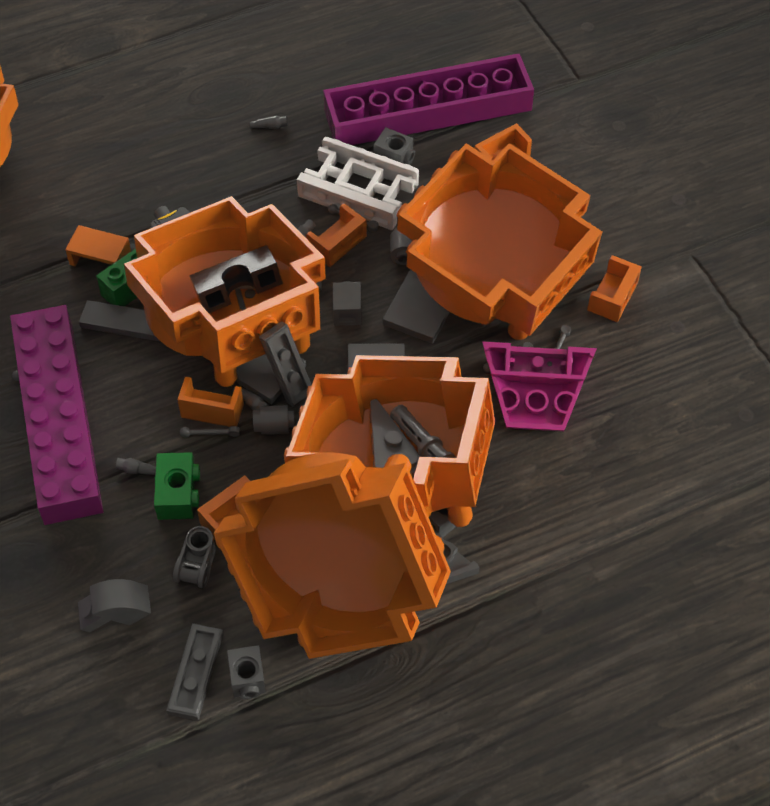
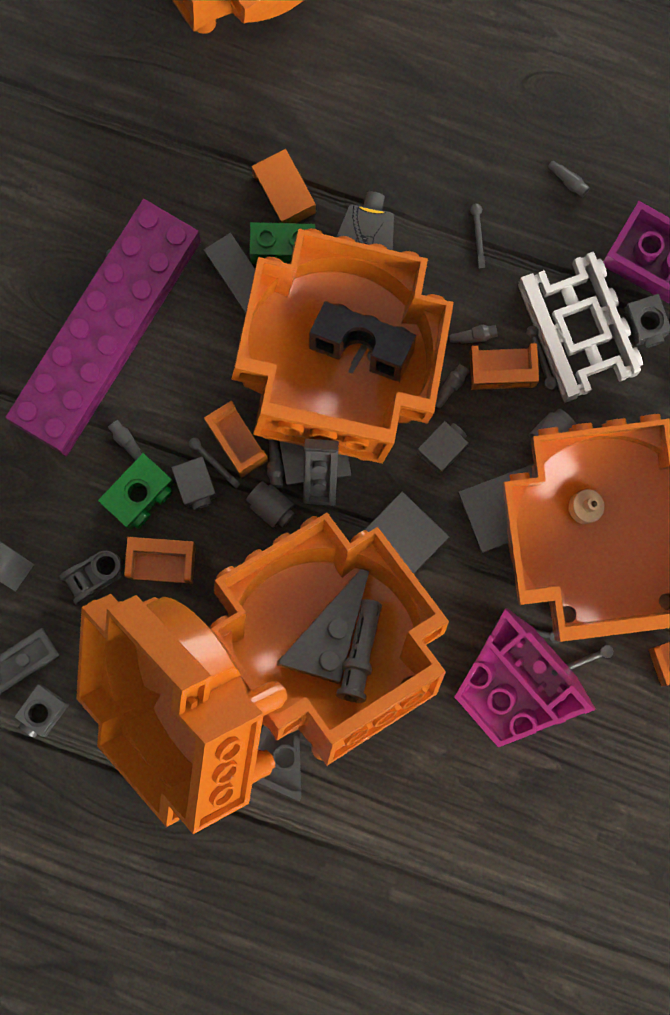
camera: 45 degrees right, 25 degrees up
(210, 448) = (194, 483): none -> dark grey brick
(231, 178) = (476, 210): none -> dark grey hinge
(467, 253) = (586, 506): none -> tan tile

